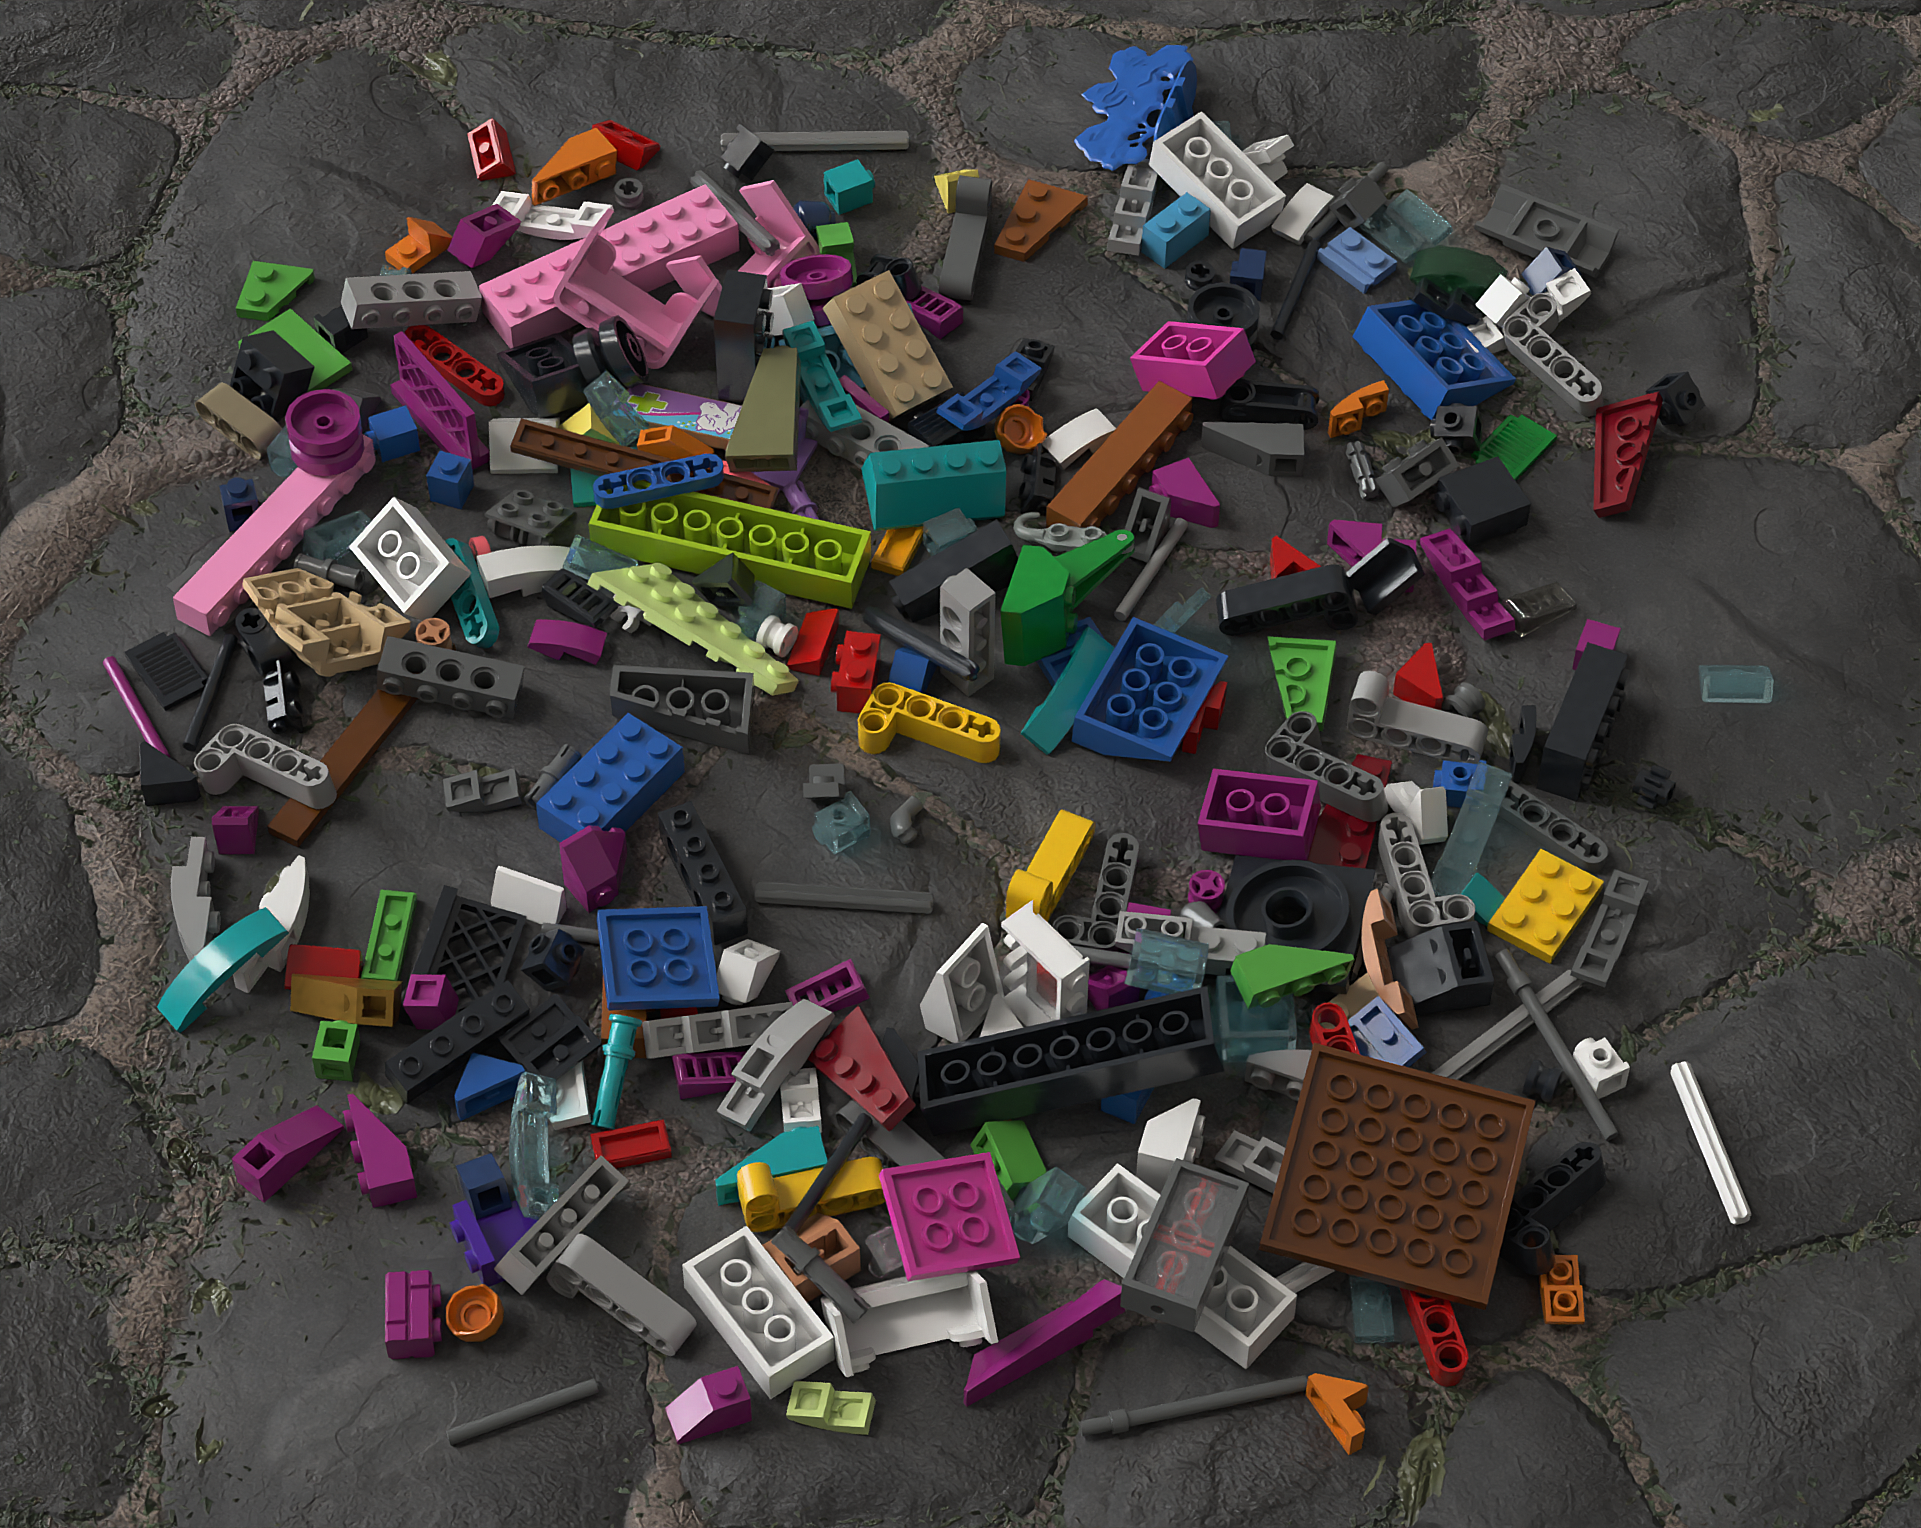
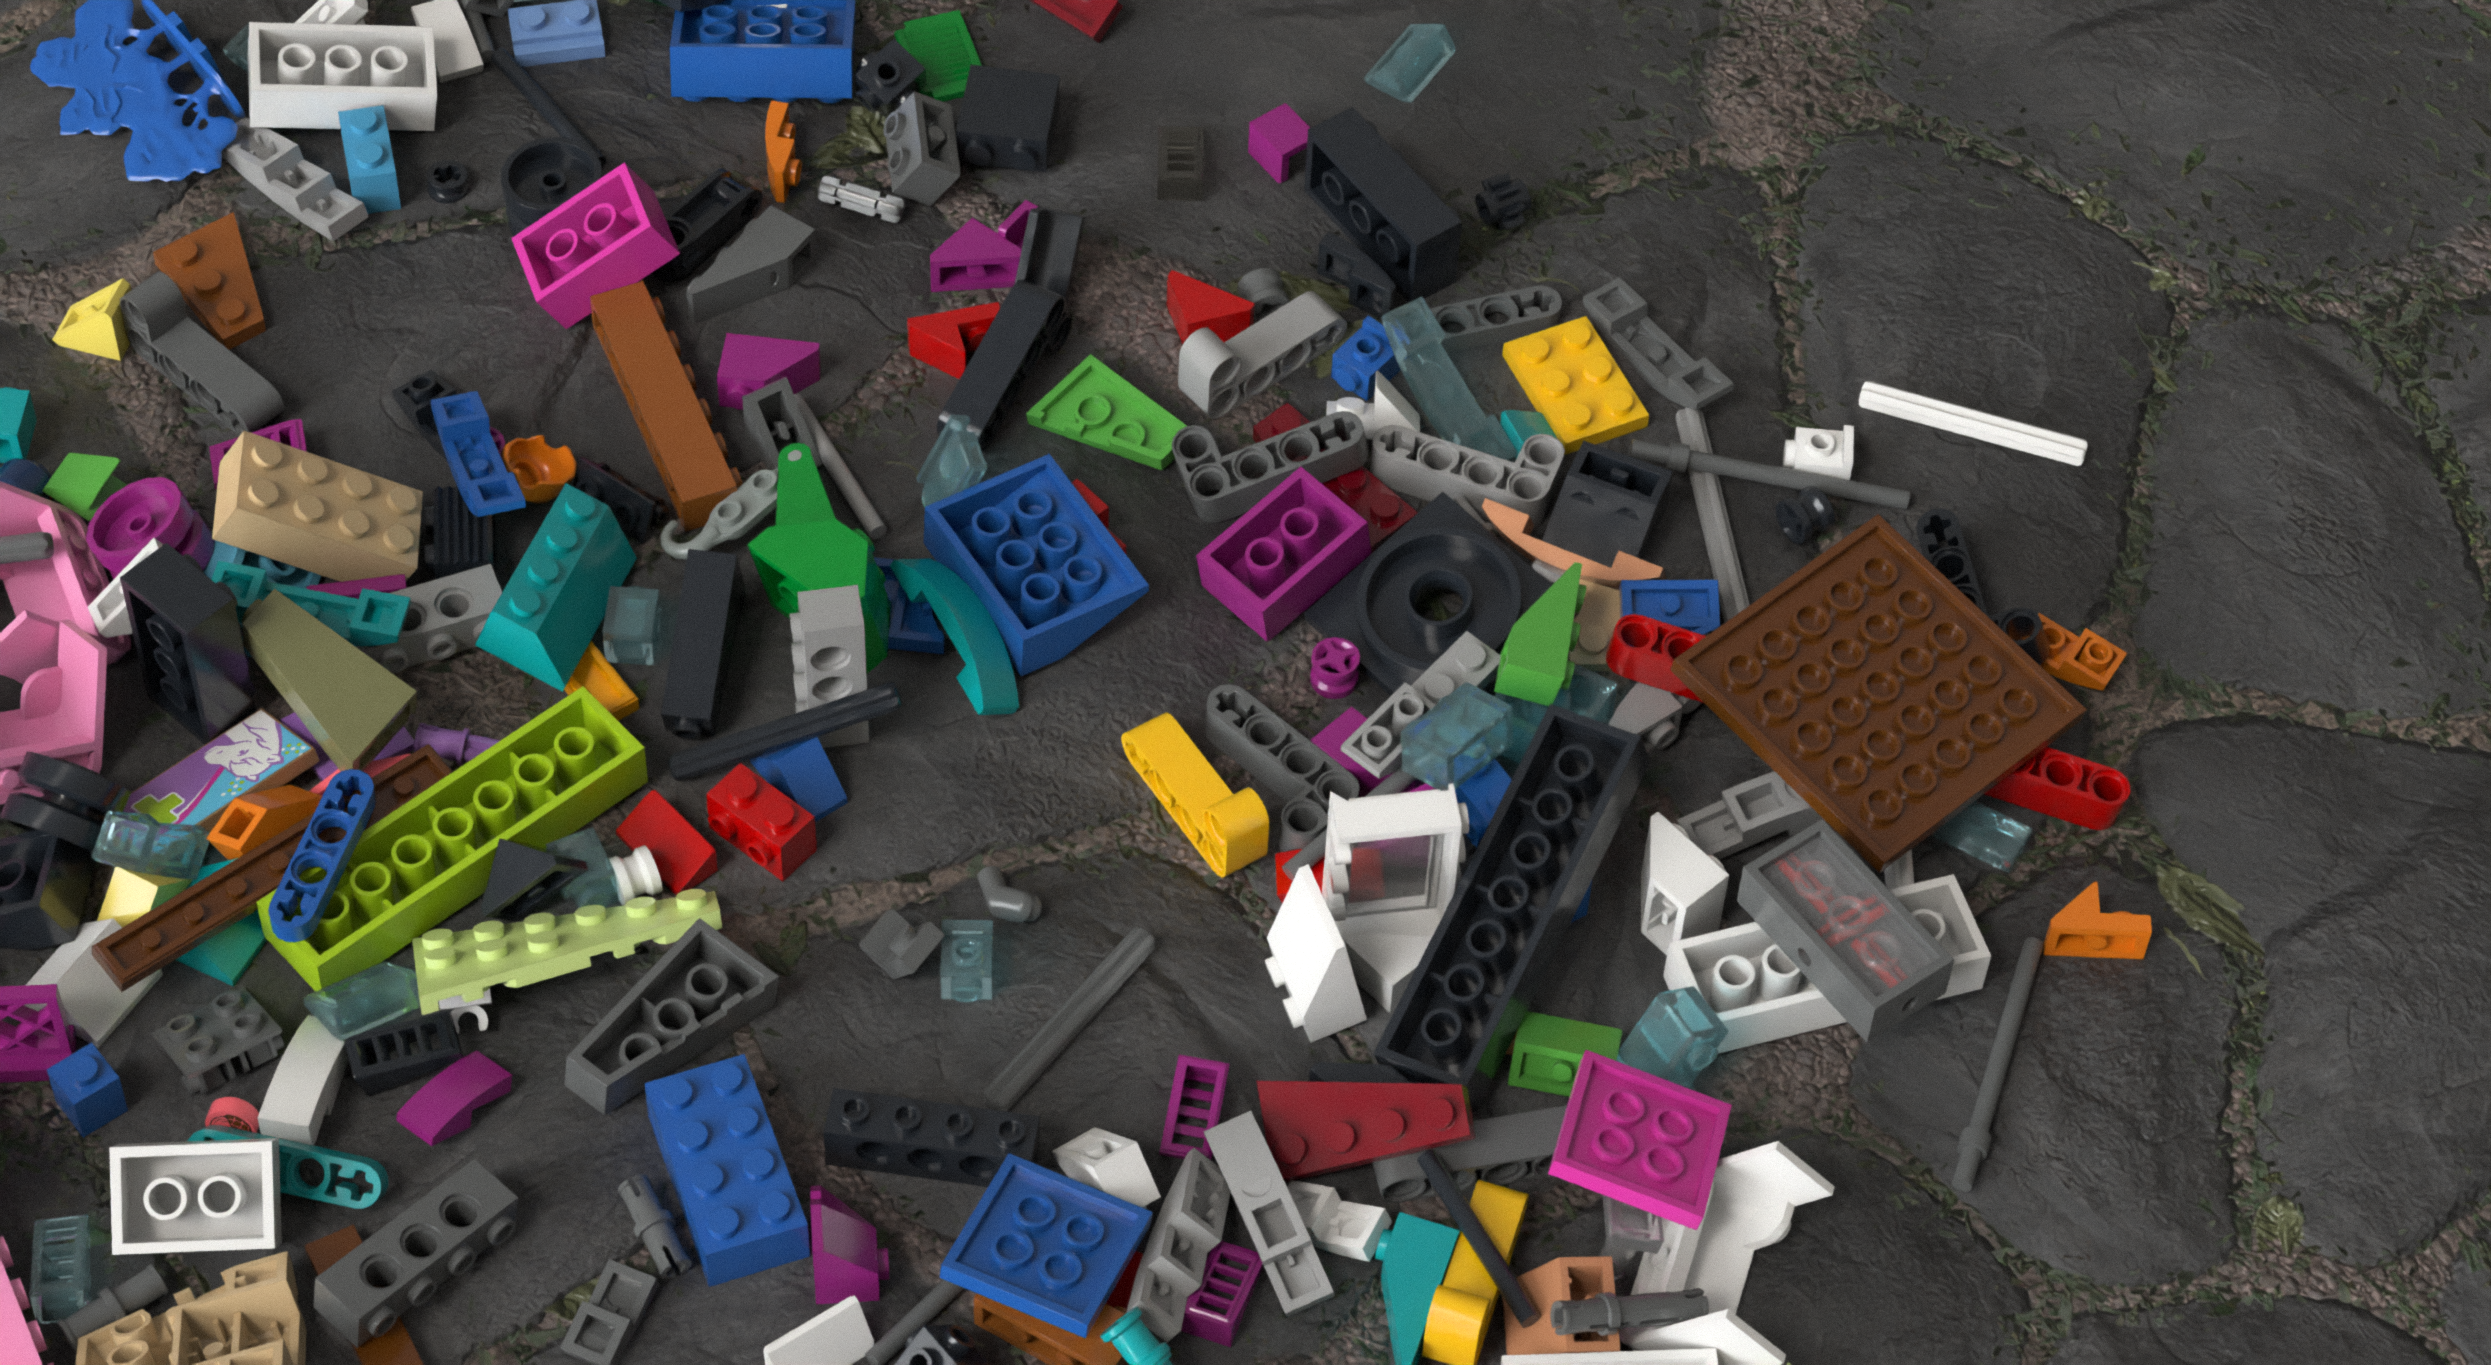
camera: 60 degrees left, 0 degrees up
(436, 631) = (332, 1229): nougat wheel -> none
(901, 270) = (187, 458): black piece -> none
(928, 720) = (944, 760): yellow beam -> none
(1042, 1340) = (1824, 1141): magenta wedge -> none
(1077, 436) = (590, 419): white slope -> none
(1202, 915) = (1373, 688): dark grey cone -> none
(1249, 271) = (493, 131): dark blue brick -> none
(1467, 586) = (1105, 202): magenta slope -> none

